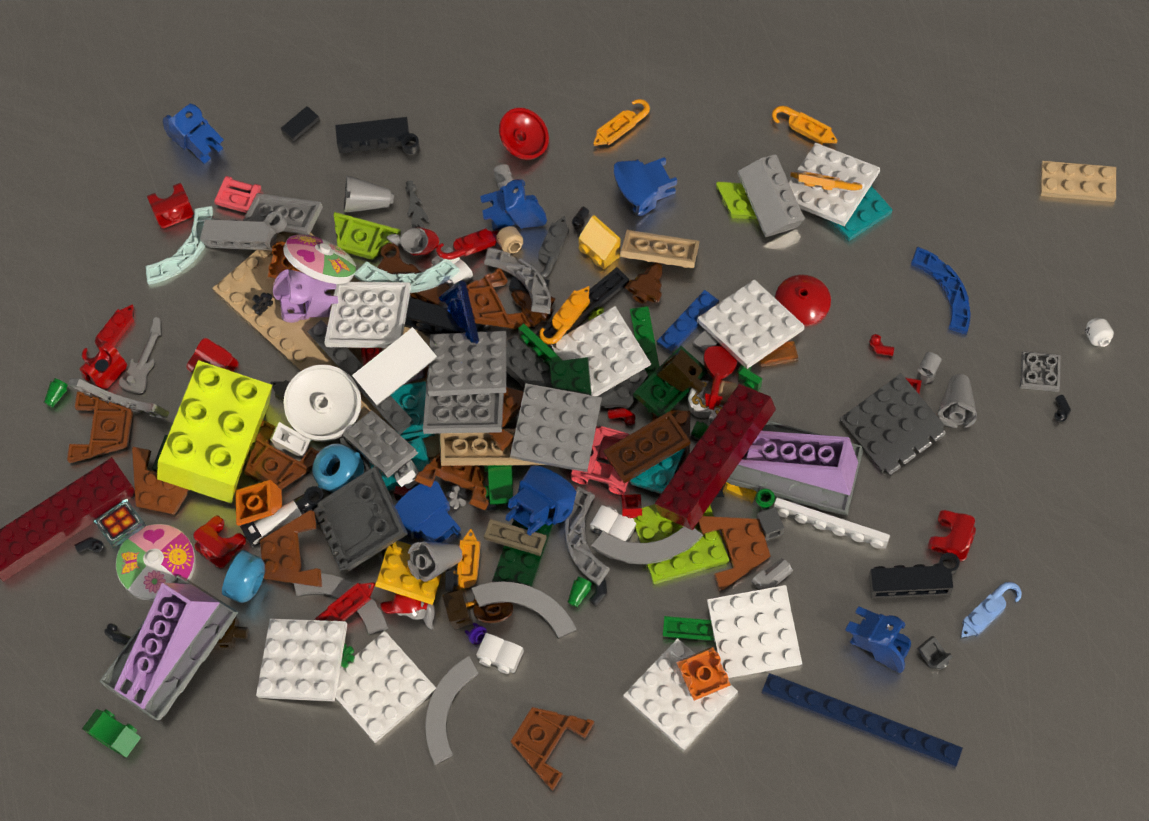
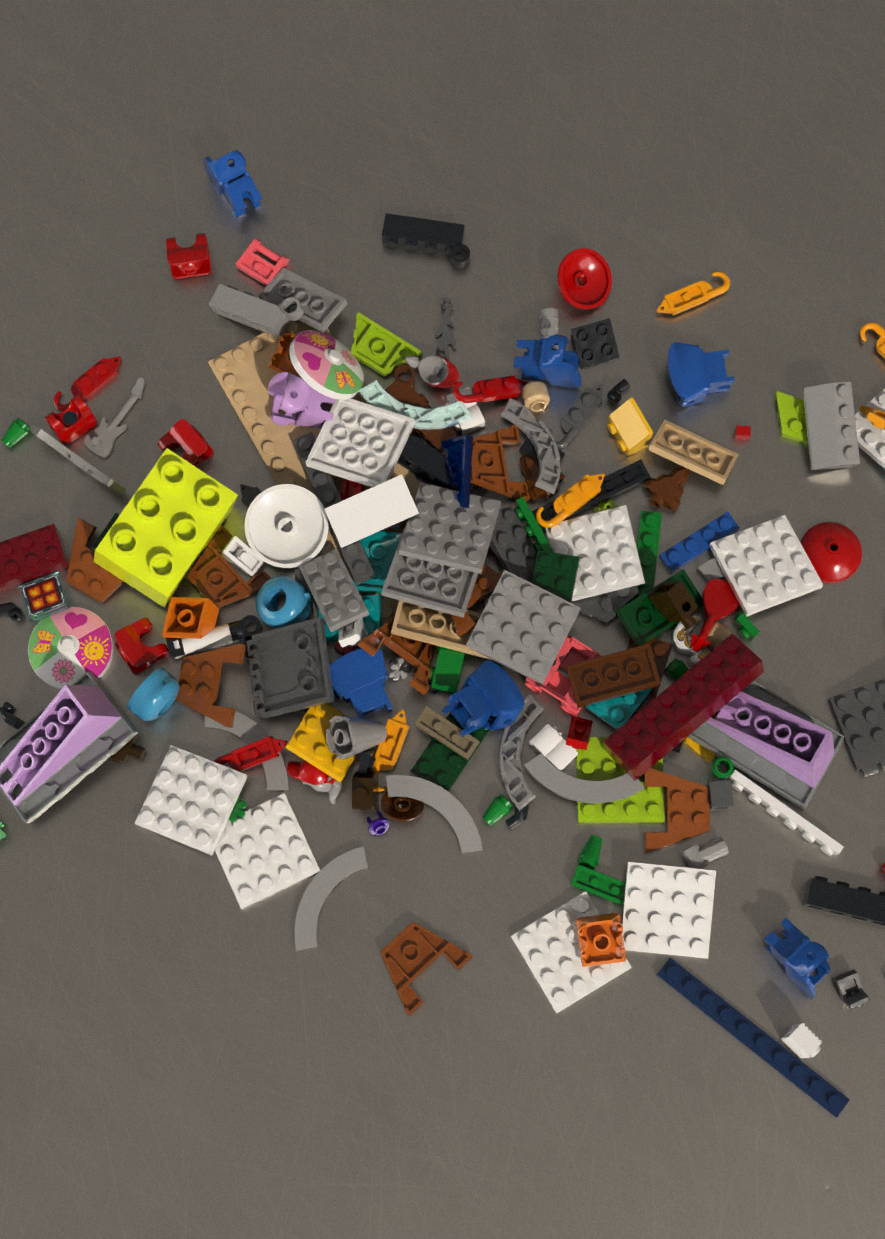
camera: 15 degrees right, 10 degrees up
(109, 428) = (60, 489): dark orange wing -> none
(186, 253) = (191, 314): light aqua tile -> none
(262, 303) = (254, 394): black plant -> none
(300, 123) = (349, 199): black tile -> none
(365, 195) = (396, 303): light grey cone -> none
(499, 653) = (396, 853): white brick -> none
(548, 184) = (595, 343): none -> black hinge
(623, 413) = (601, 626): red arm -> none
(672, 603) = (591, 852): none -> green cone
(697, 223) = (742, 432): none -> red piece
(783, 354) = (791, 609): clear orange tile -> none
(905, 707) = (802, 1041): none -> white brick

